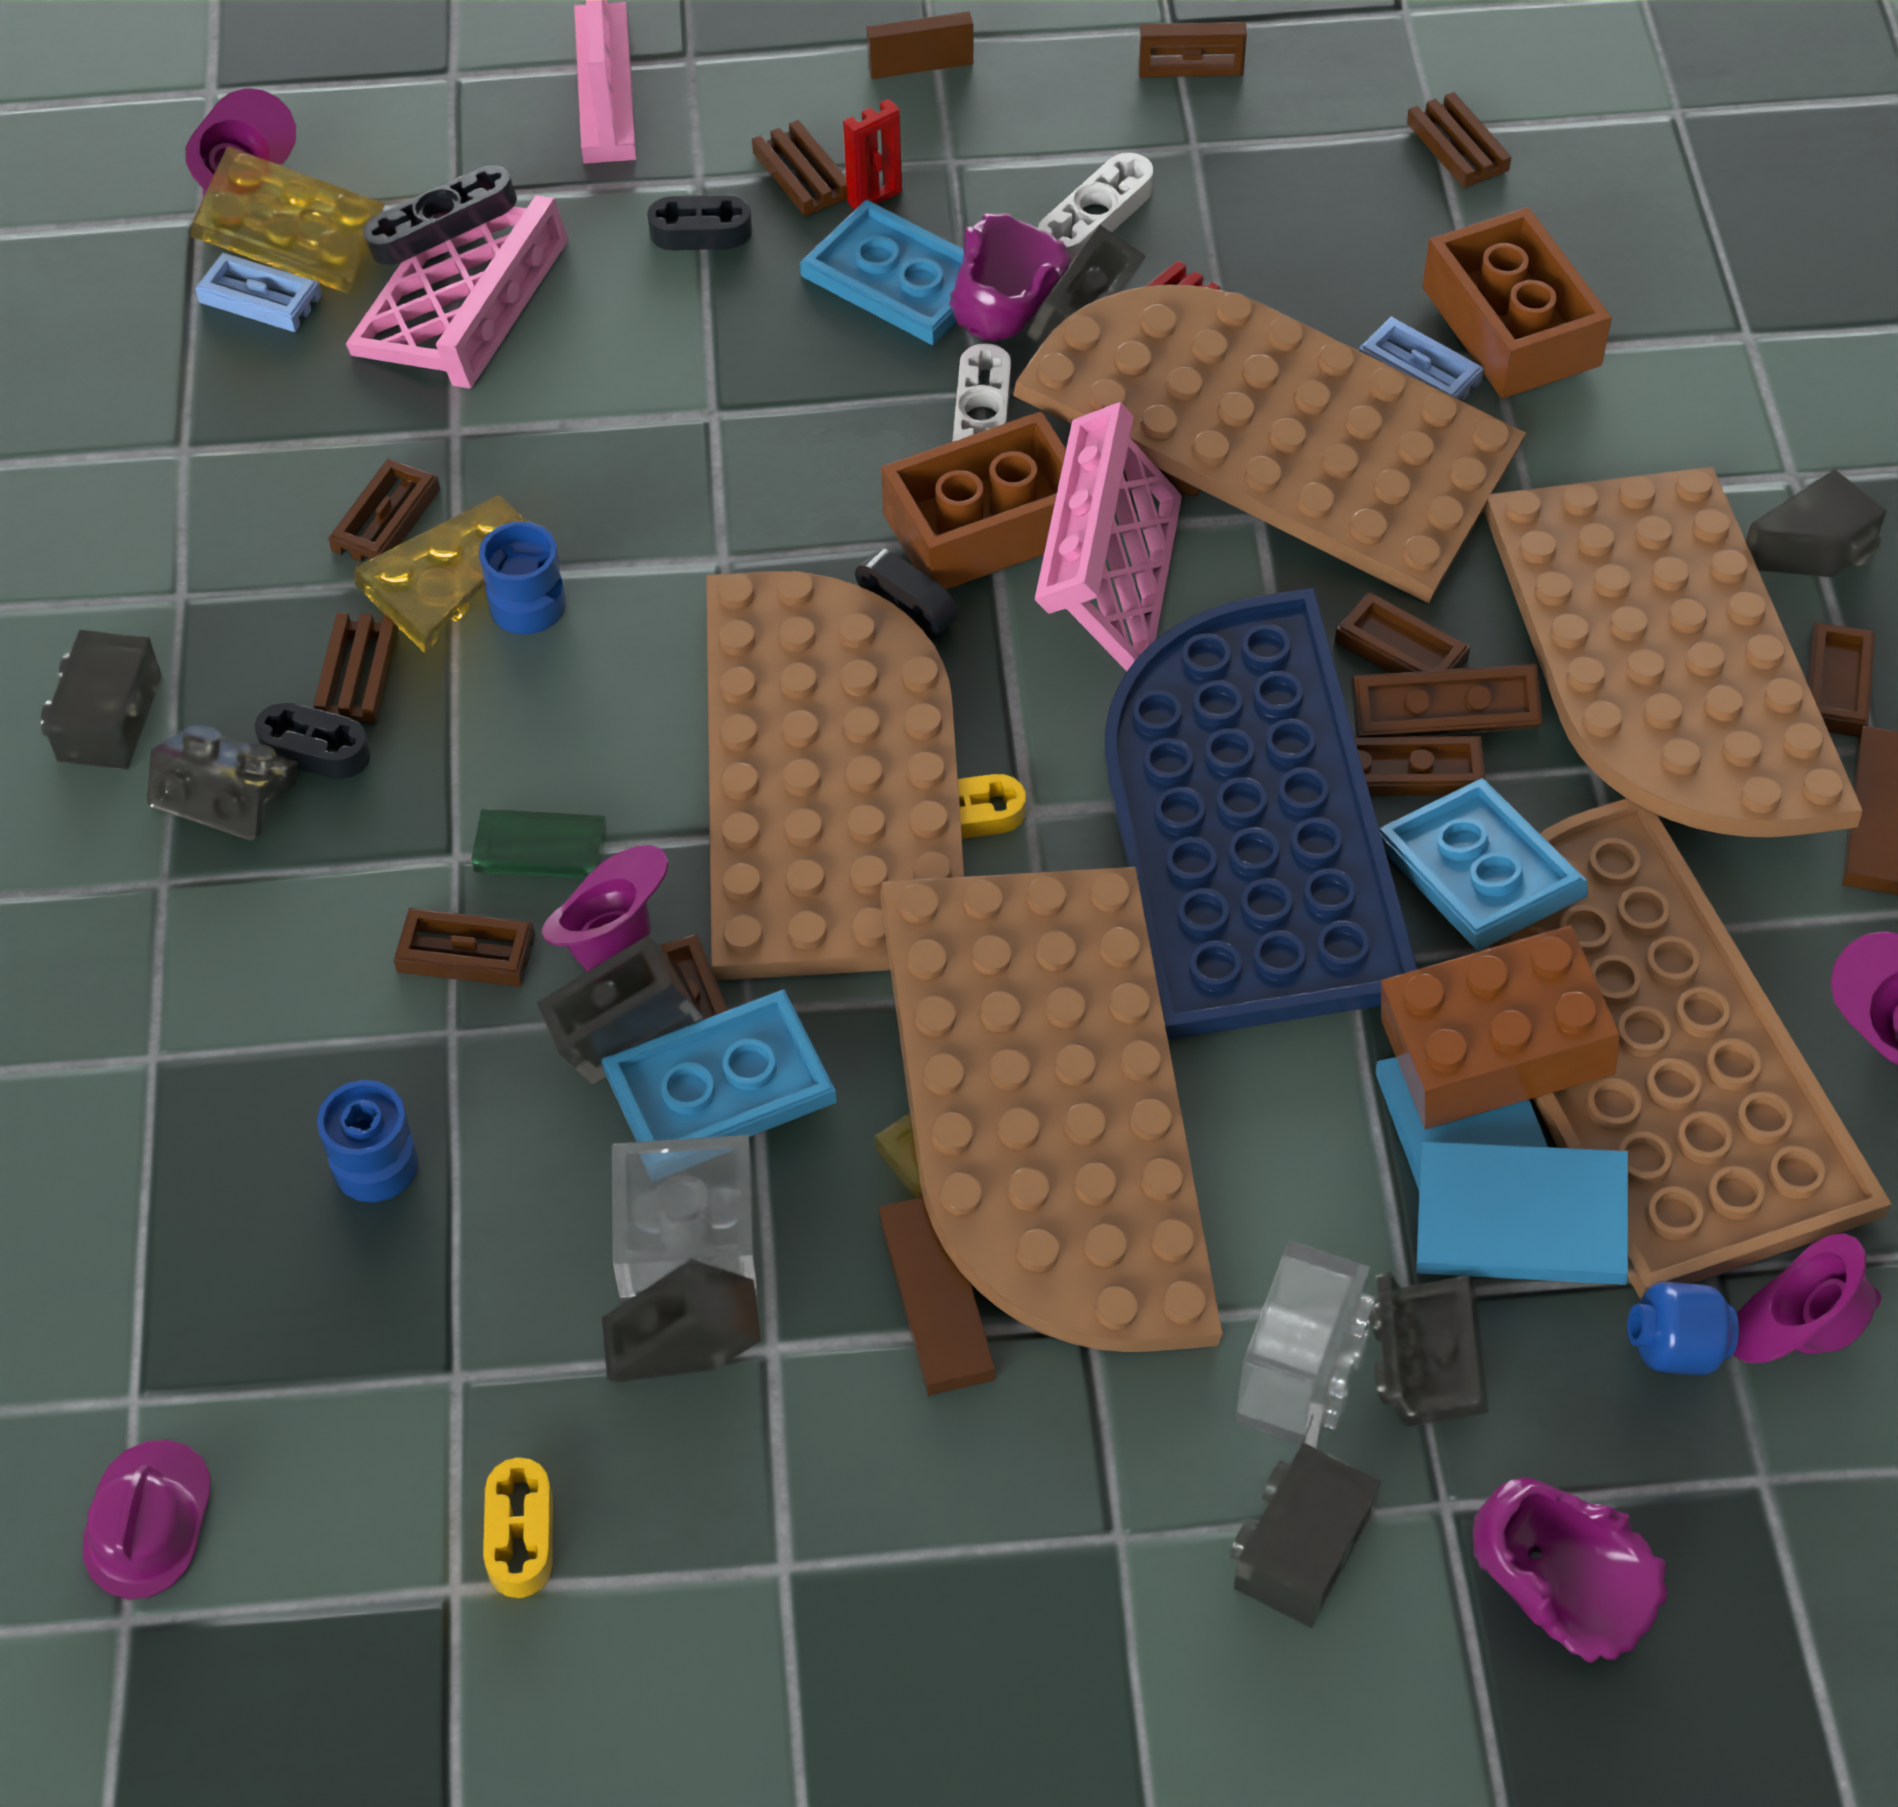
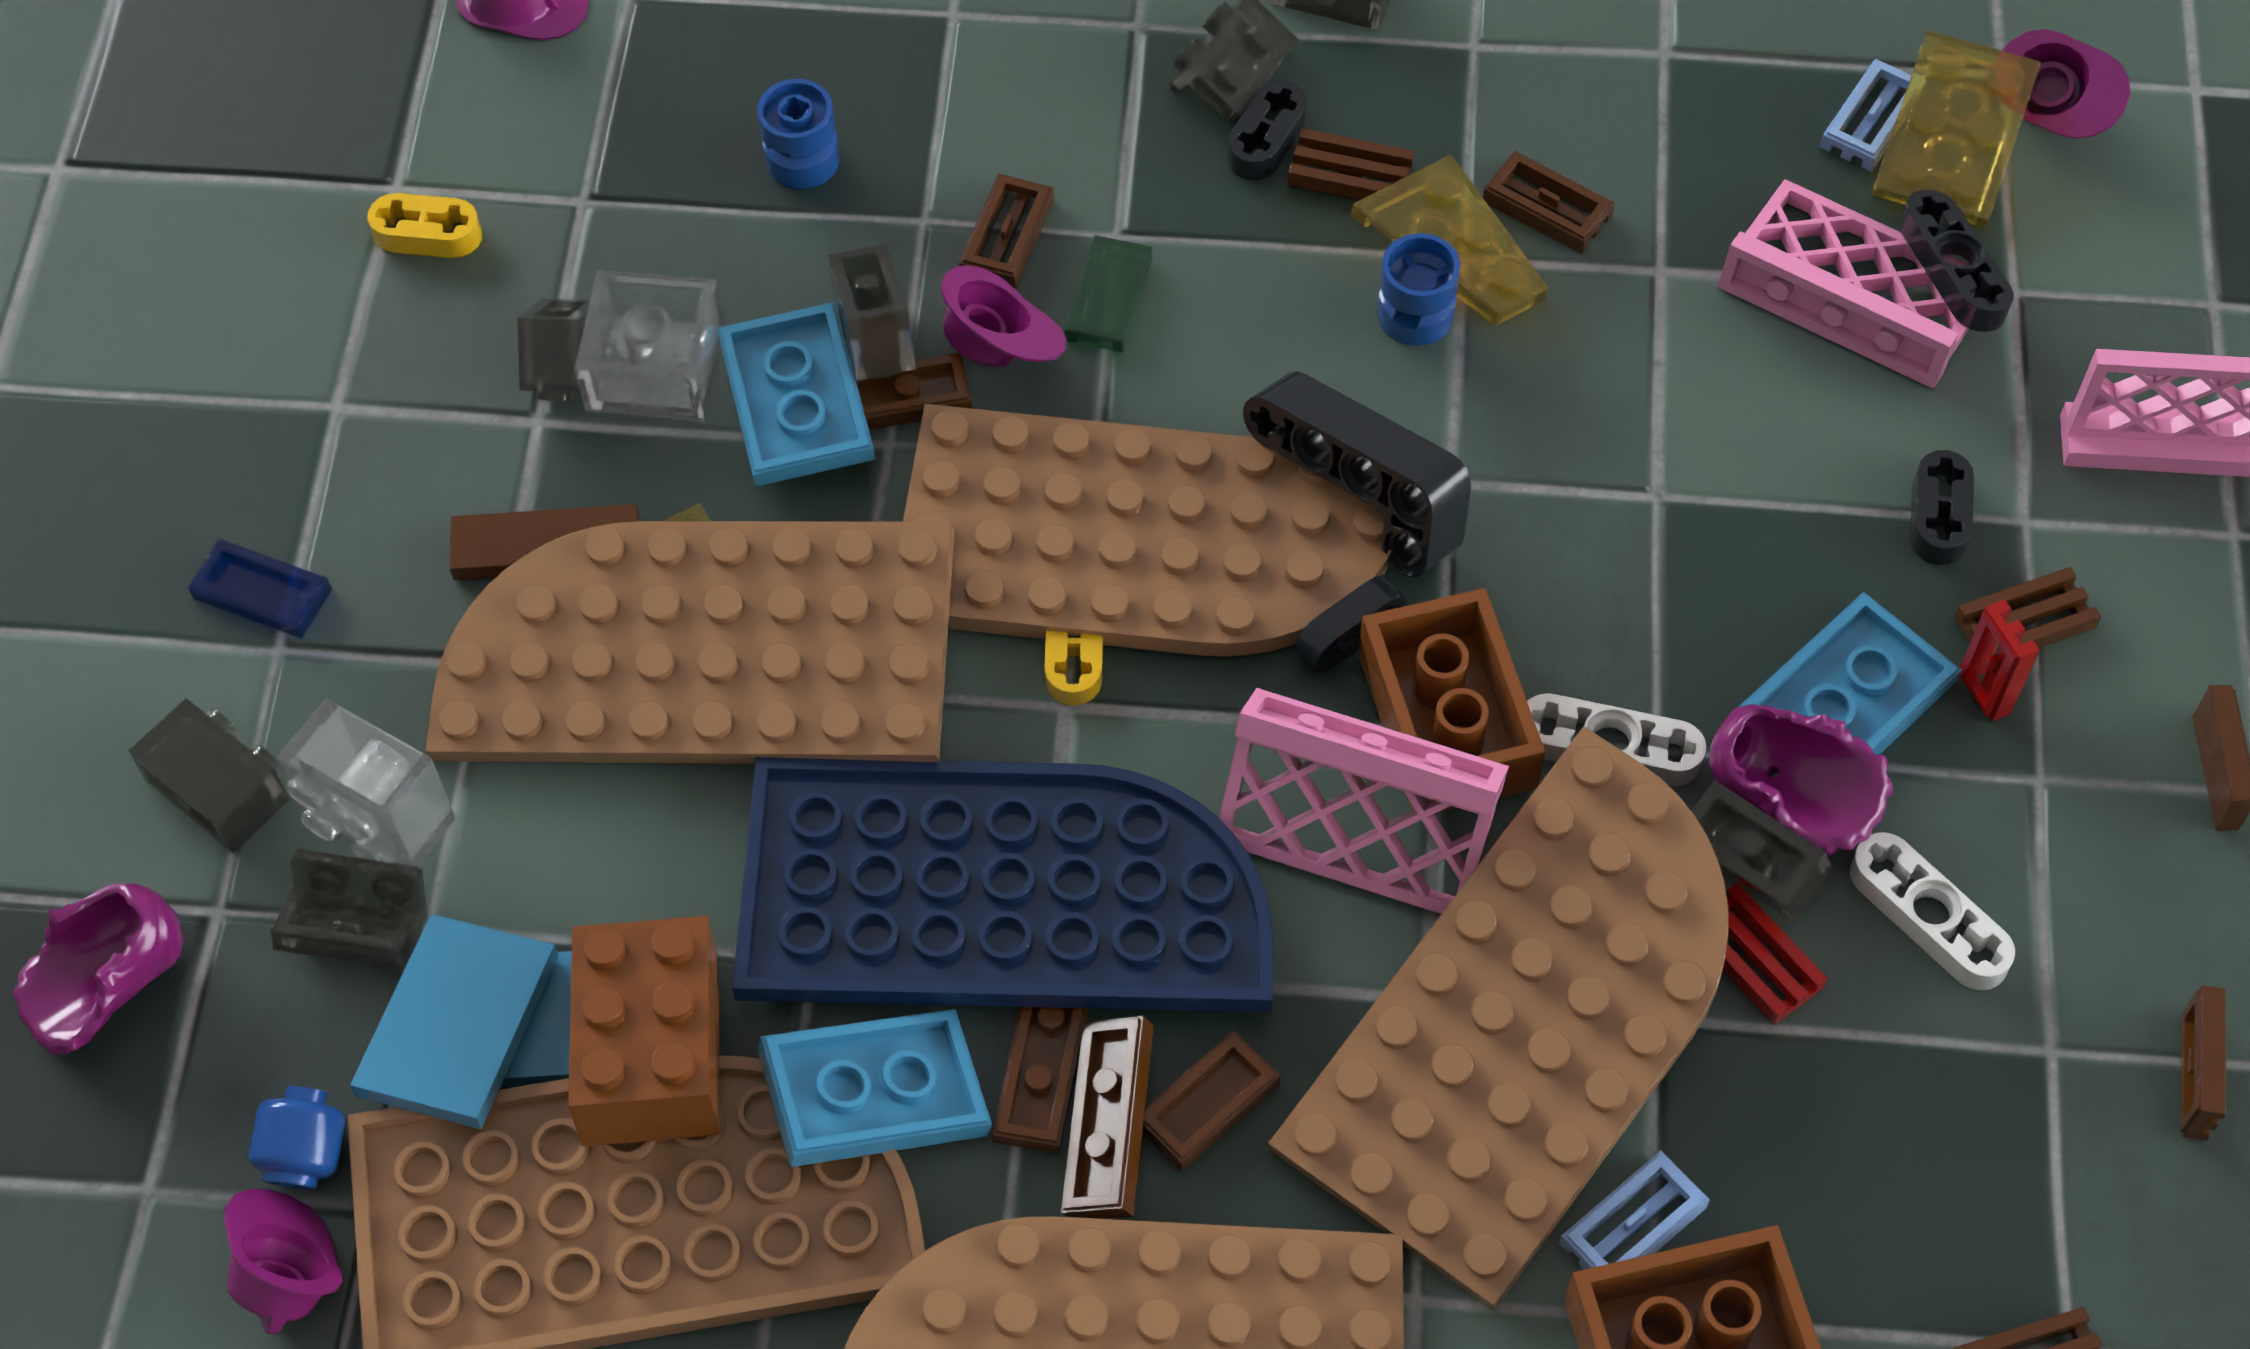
camera: 100 degrees right, 5 degrees up
(740, 577) = (1371, 458): none -> black beam
(1049, 1571) = (260, 588): none -> clear blue tile

